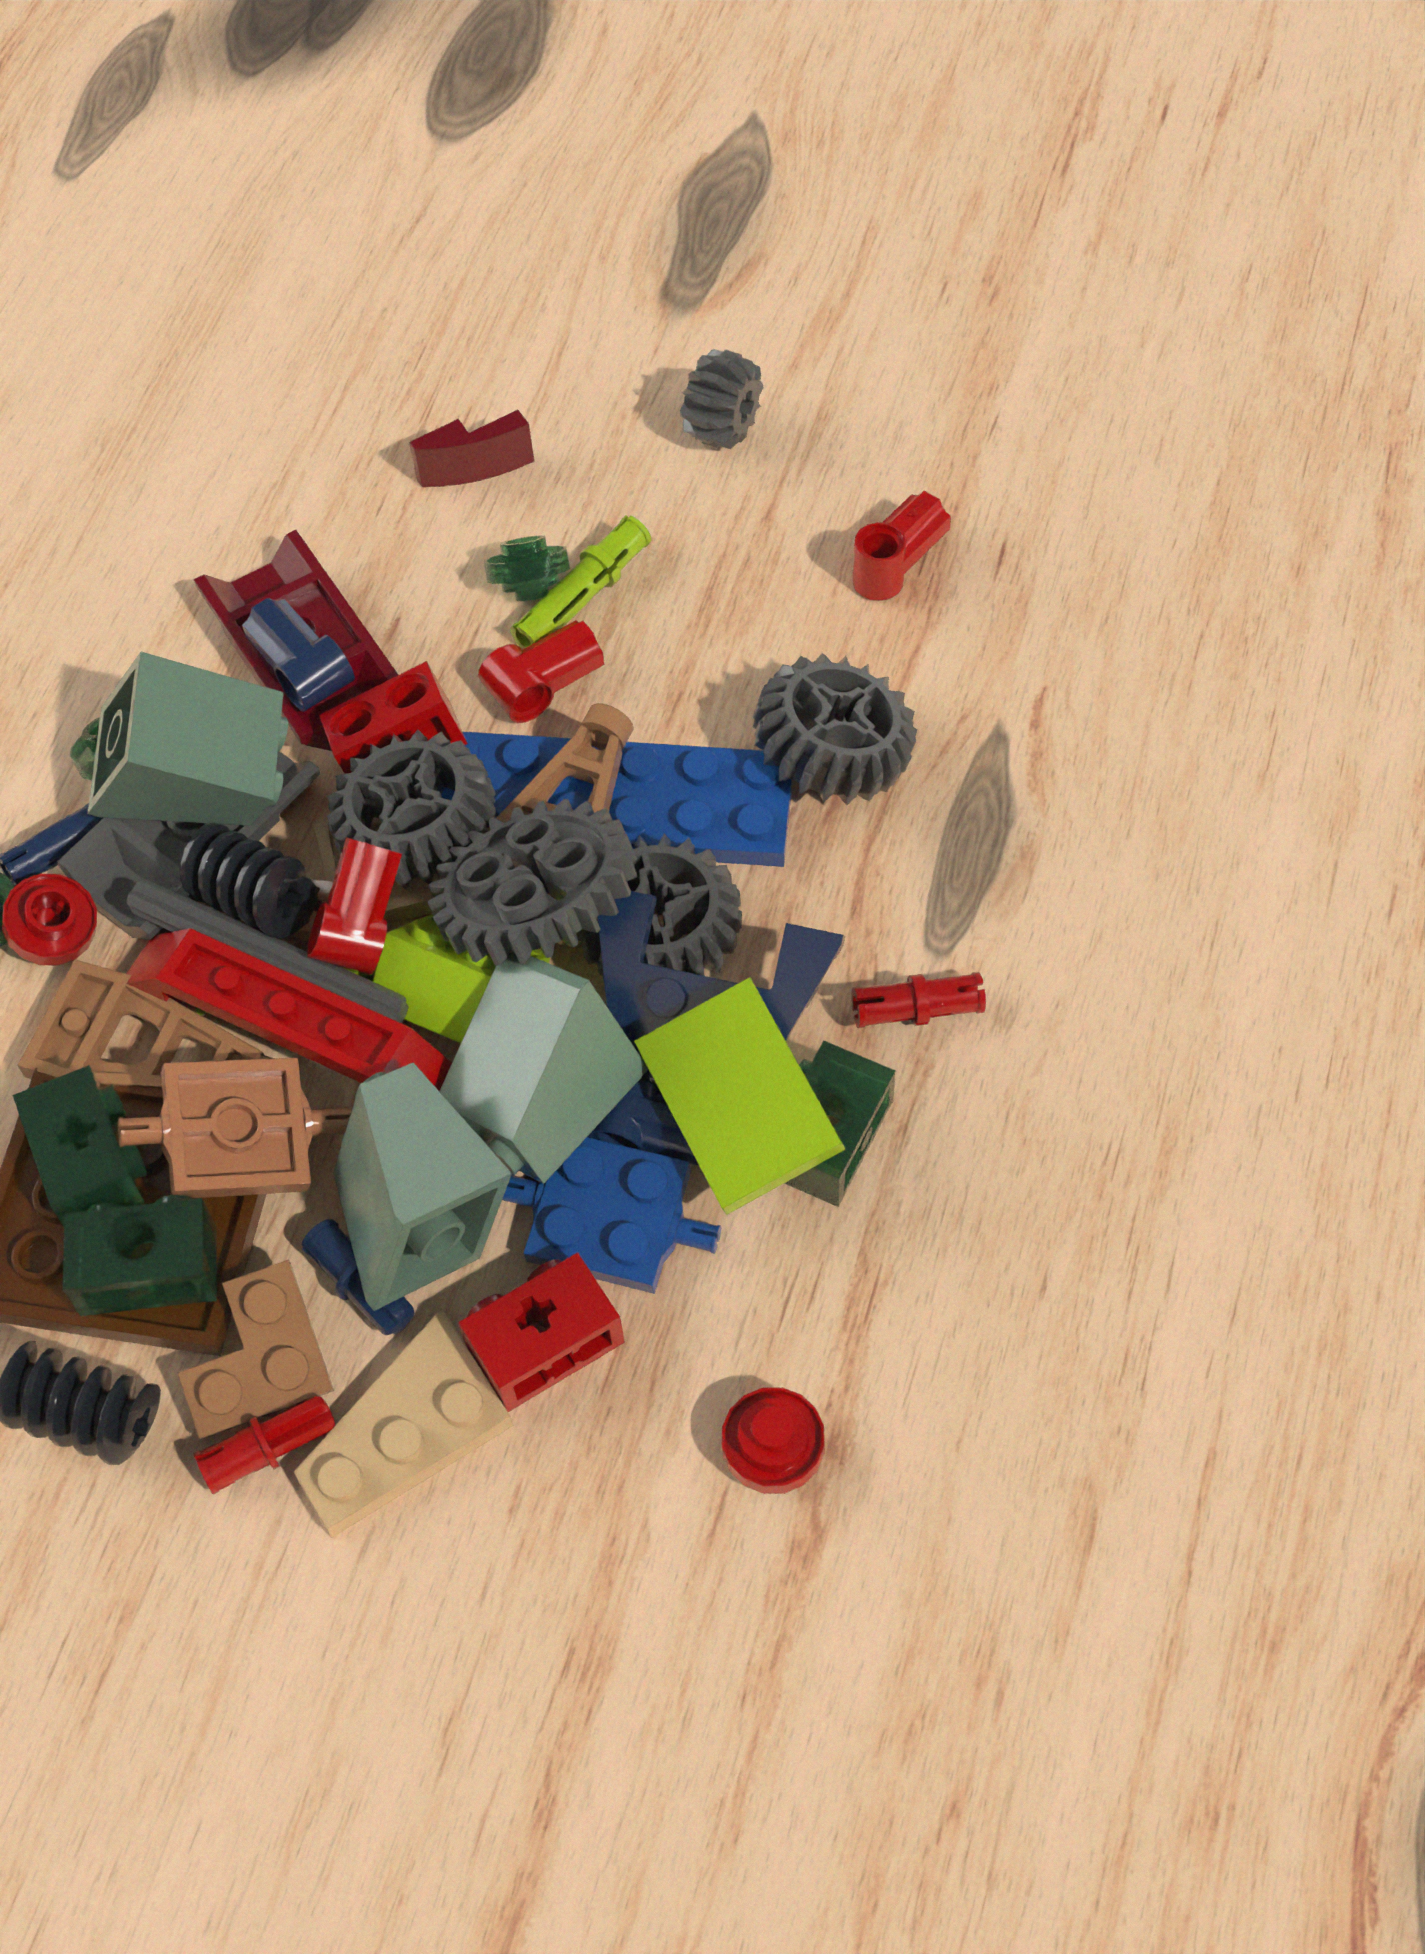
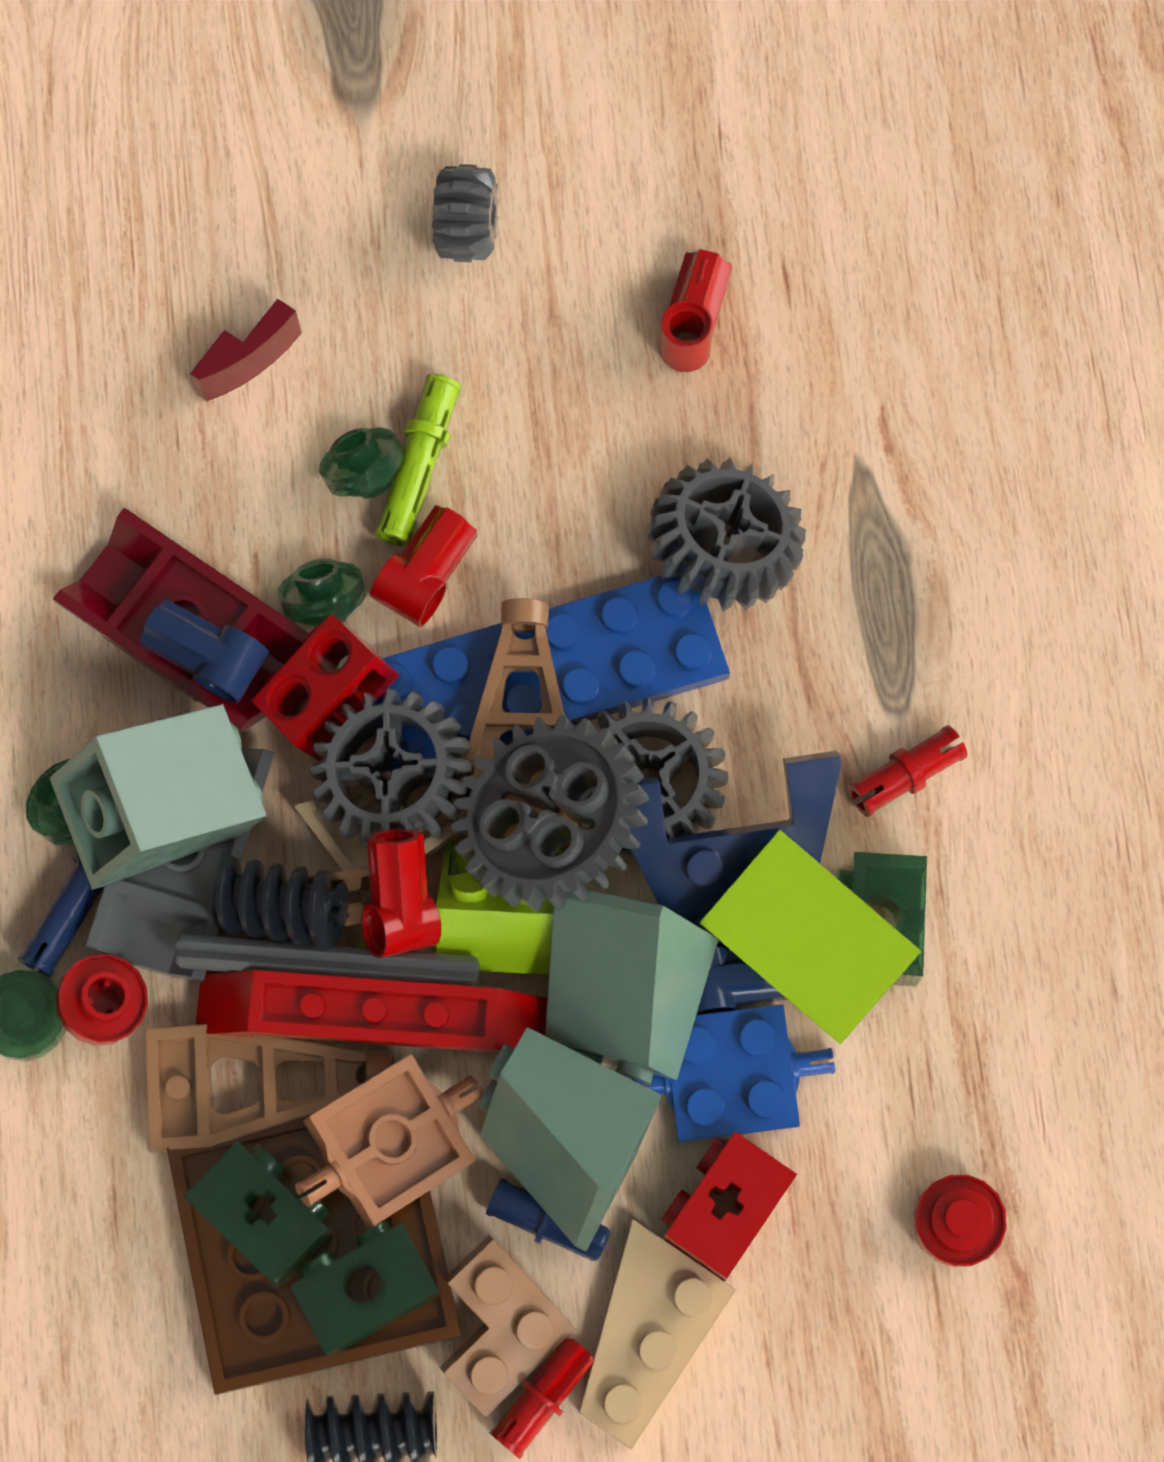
camera: 25 degrees left, 15 degrees up
(441, 650) = (321, 589): none -> clear green plate

